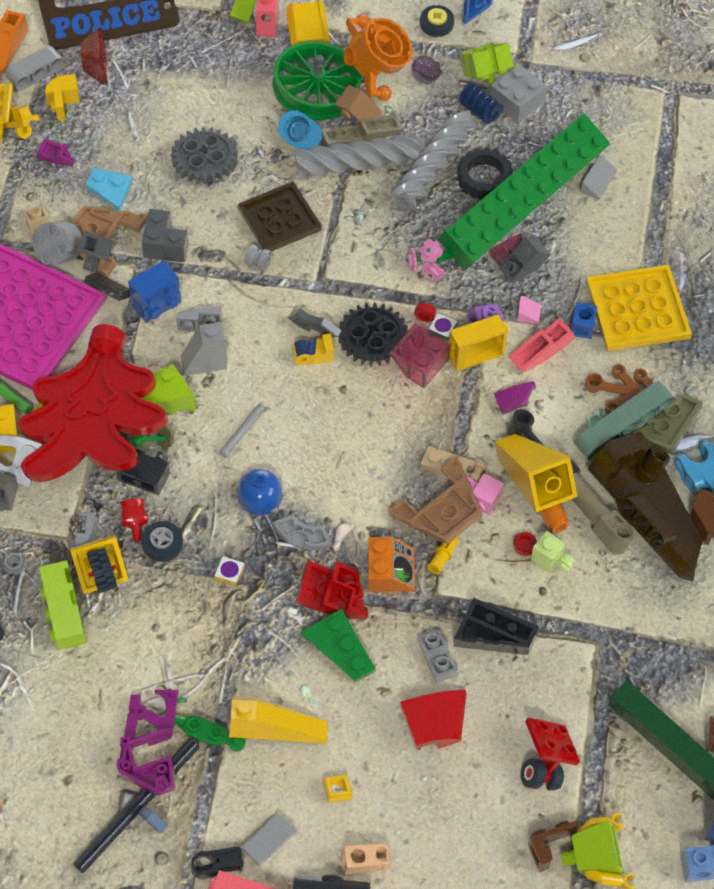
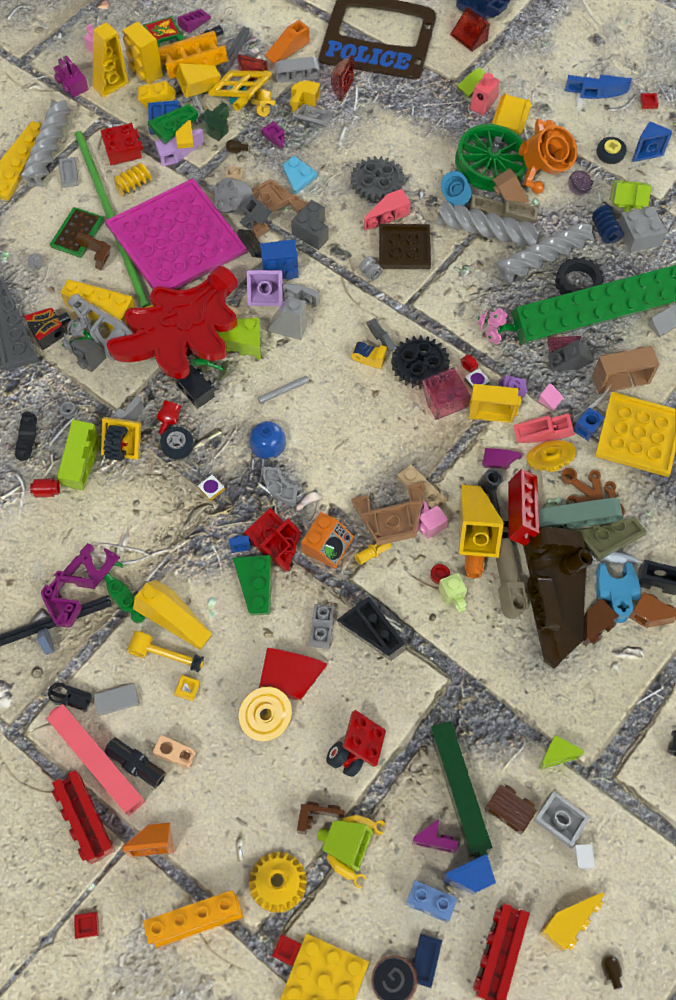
camera: 30 degrees right, 5 degrees up
(19, 185) = (235, 146): none -> dark brown cylinder
(44, 659) = (45, 488): none -> red brick
(86, 112) = (313, 115): none -> light grey slope
(154, 329) = (264, 288): none -> lavender slope
(240, 180) = (390, 208): none -> coral slope
(261, 770) = (142, 644): none -> yellow piece
(300, 613) = (239, 543): none -> blue plate
(437, 769) = (273, 722): none -> yellow gear
(566, 369) = (551, 455): none -> yellow gear
(572, 433) = (523, 507): none -> red brick
(575, 254) = (613, 369): none -> medium nougat piece
(674, 805) = (429, 839): none -> magenta slope

